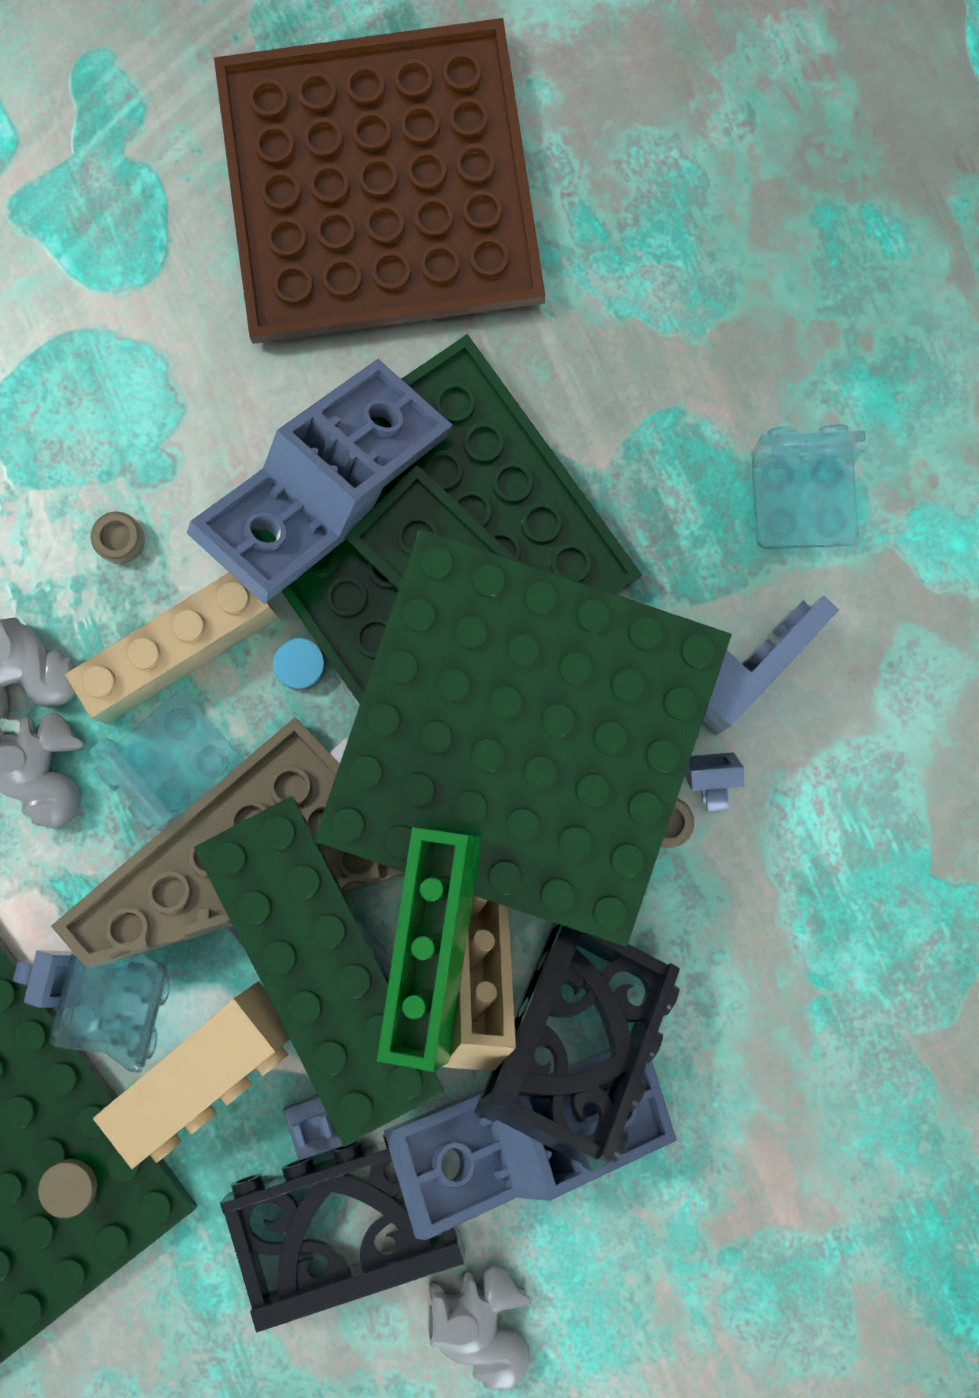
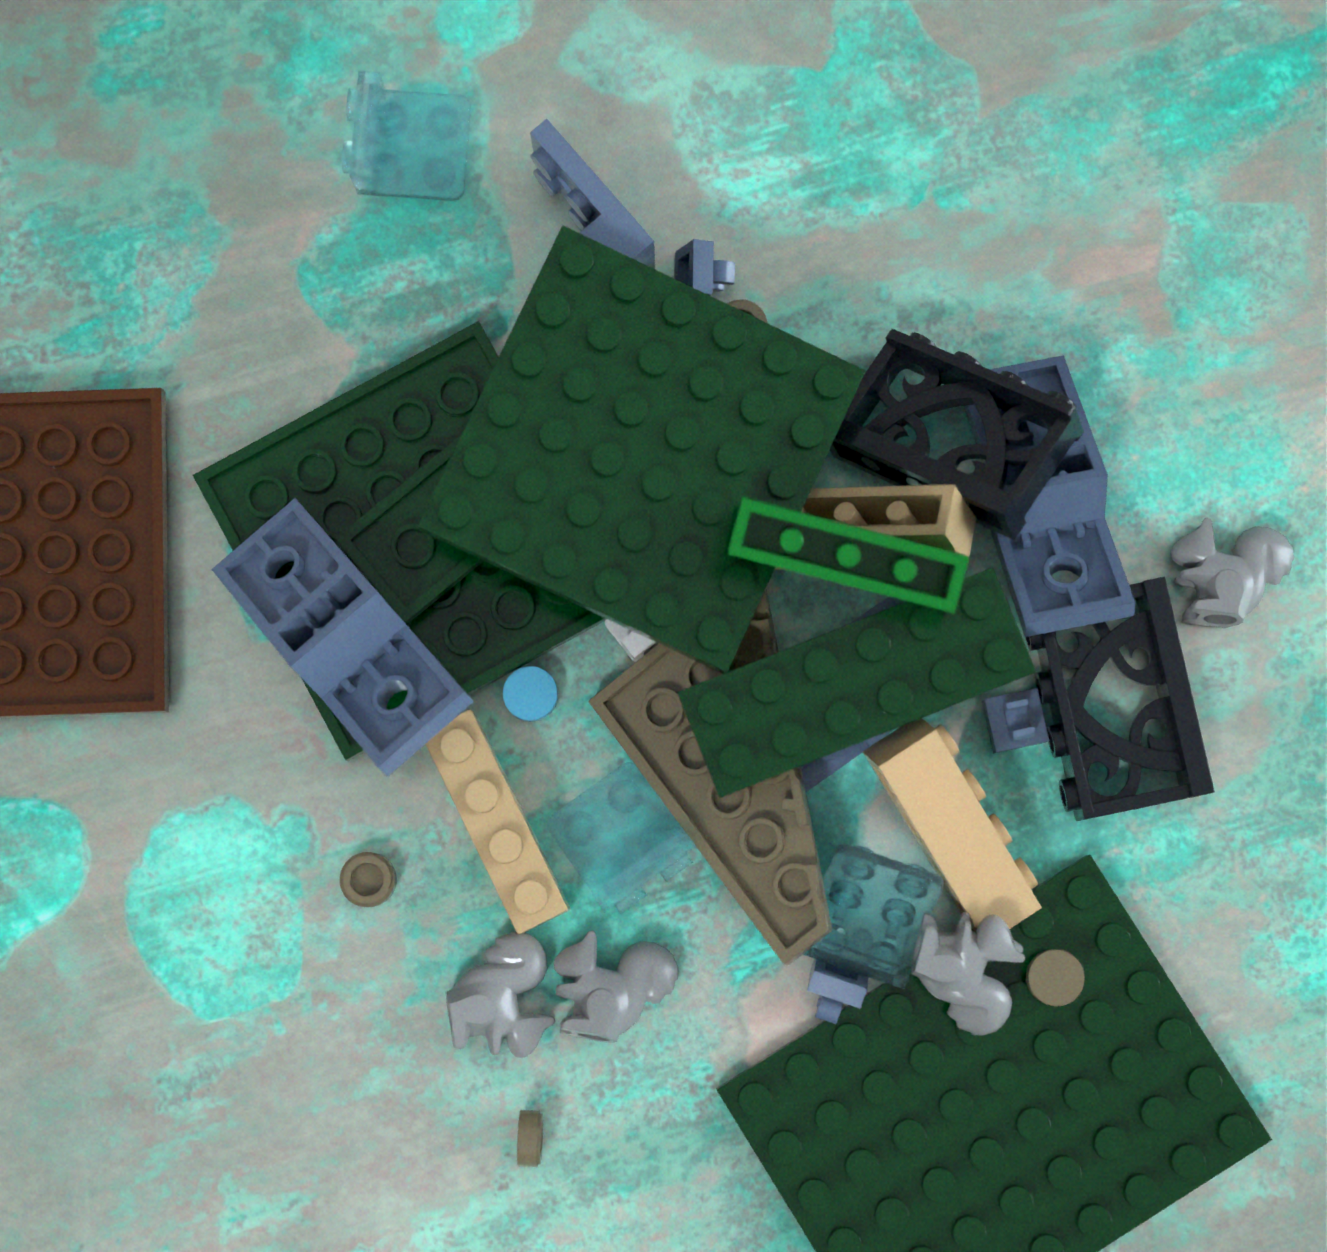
camera: 85 degrees left, 0 degrees up
(67, 1092) = (954, 968): none -> light grey animal

